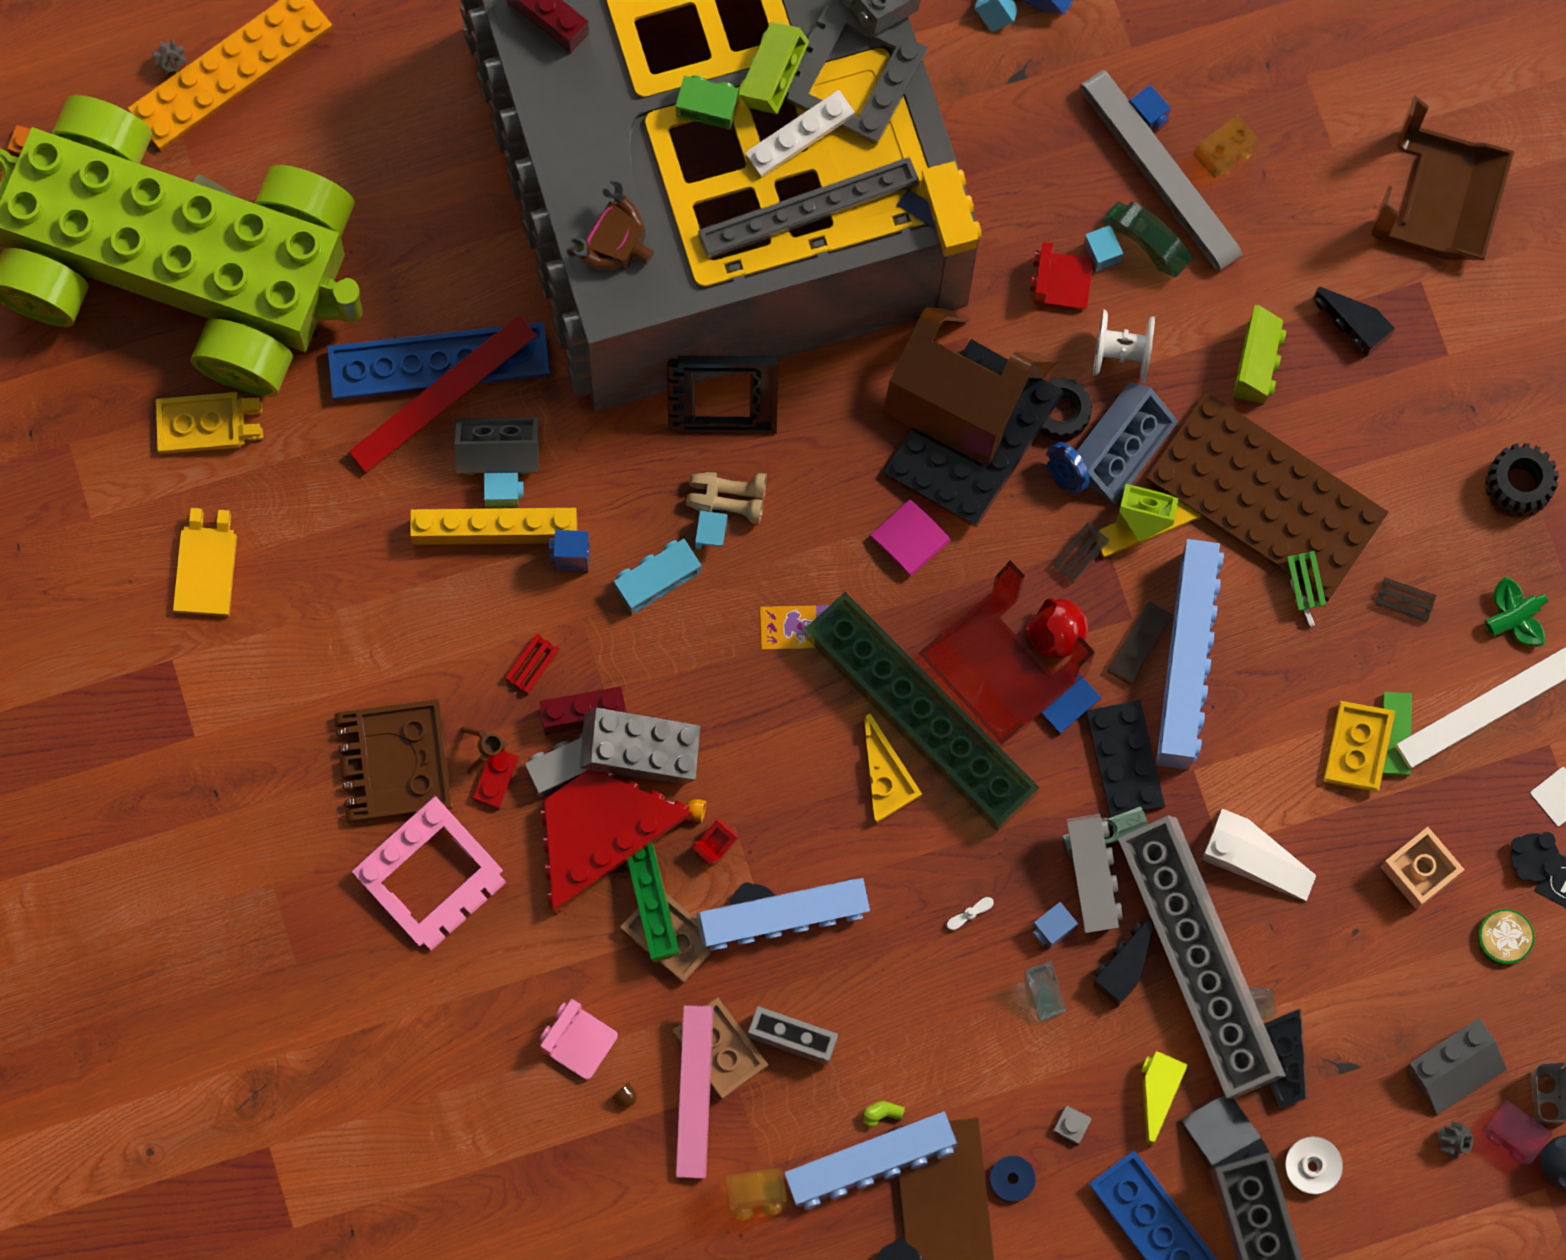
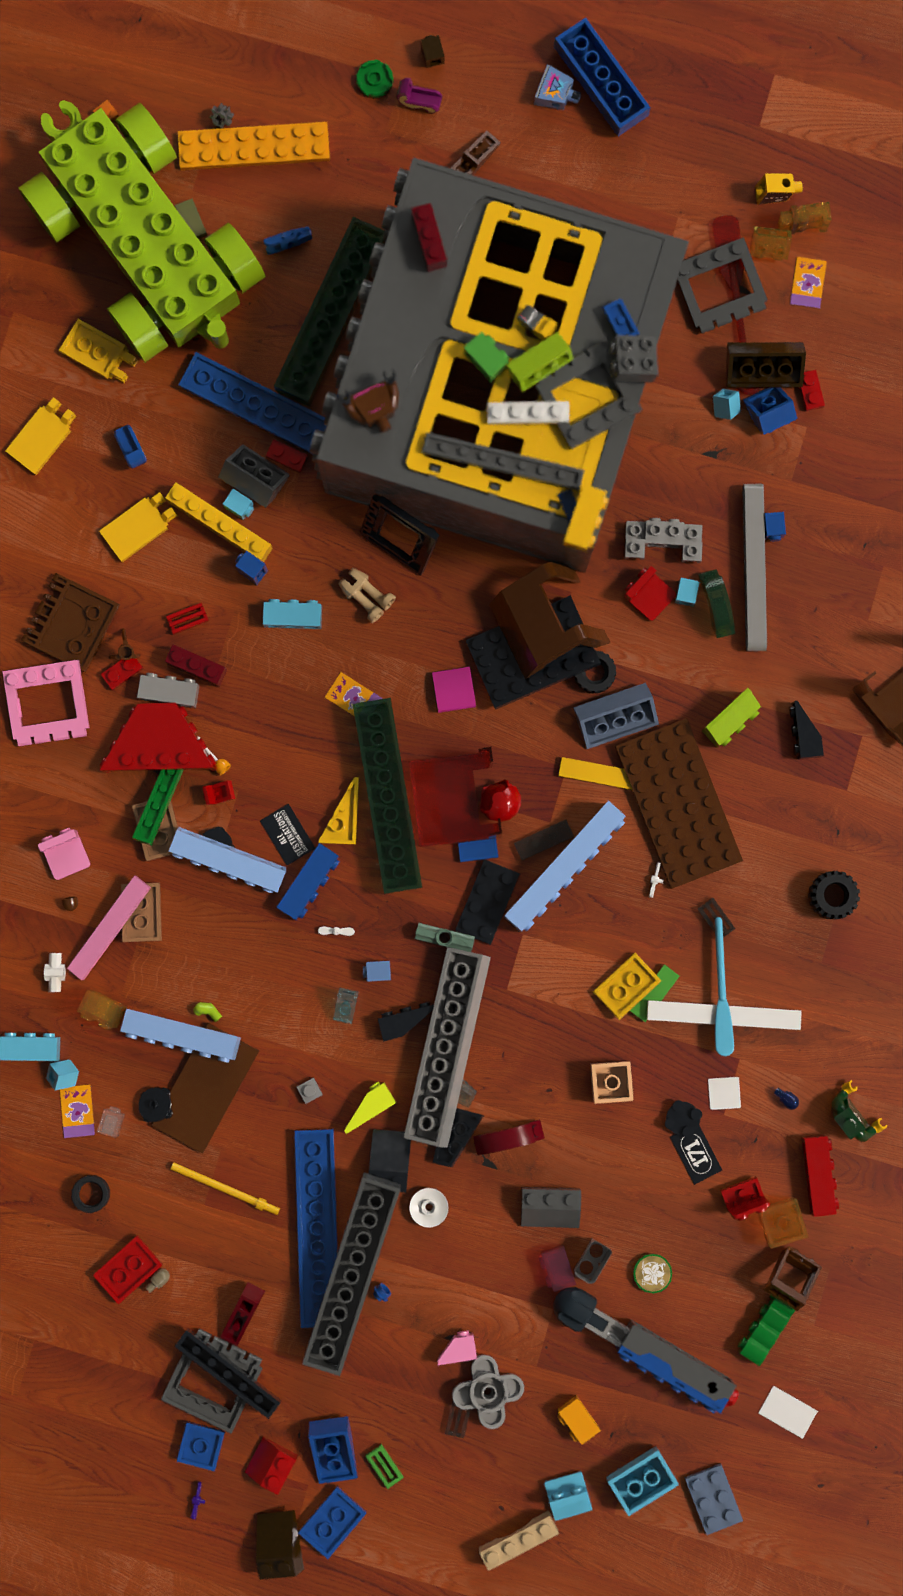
camera: 35 degrees right, 10 degrees up
(324, 506) = (130, 446): none -> blue animal
(347, 149) = (287, 240): none -> blue hinge
(396, 596) = (137, 527): none -> yellow tile
(442, 393) = (242, 424): red tile -> none
(459, 197) = (329, 314): none -> clear green brick
(519, 397) = (286, 456): none -> red plate
(639, 746) = (211, 709): brick -> none
(664, 1191) = (54, 972): none -> white axle
(711, 529) = (341, 608): medium azure panel -> none
(738, 28) = (536, 322): none -> leg
(792, 1036) = (185, 934): light grey brick -> none
(831, 839) = (287, 834): none -> black sticker
(896, 876) = (308, 881): none -> blue brick
(1012, 1192) = (263, 1098): dark blue piece -> none
(1029, 201) = (664, 535): none -> light grey bracket
(1067, 468) = (571, 710): blue tile -> none
(1090, 557) = (545, 772): clear smoke tile -> none
(1093, 873) = (418, 957): light grey brick -> none
(1134, 348) = (655, 659): white piece -> none
(1146, 511) = (600, 766): lime slope -> none
(1226, 146) = (802, 577): clear yellow brick -> none
(1251, 853) = (522, 1006): white wedge -> none
(1301, 558) = (658, 885): bright green tile -> none
(1348, 1017) = (508, 1138): none -> dark red arch
(1455, 1139) = (519, 1248): dark grey gear -> none
(1502, 711) = (723, 1023): none -> medium azure piece
(1506, 937) = (633, 1152): tile -> none
(1517, 614) = (775, 971): green plant -> none

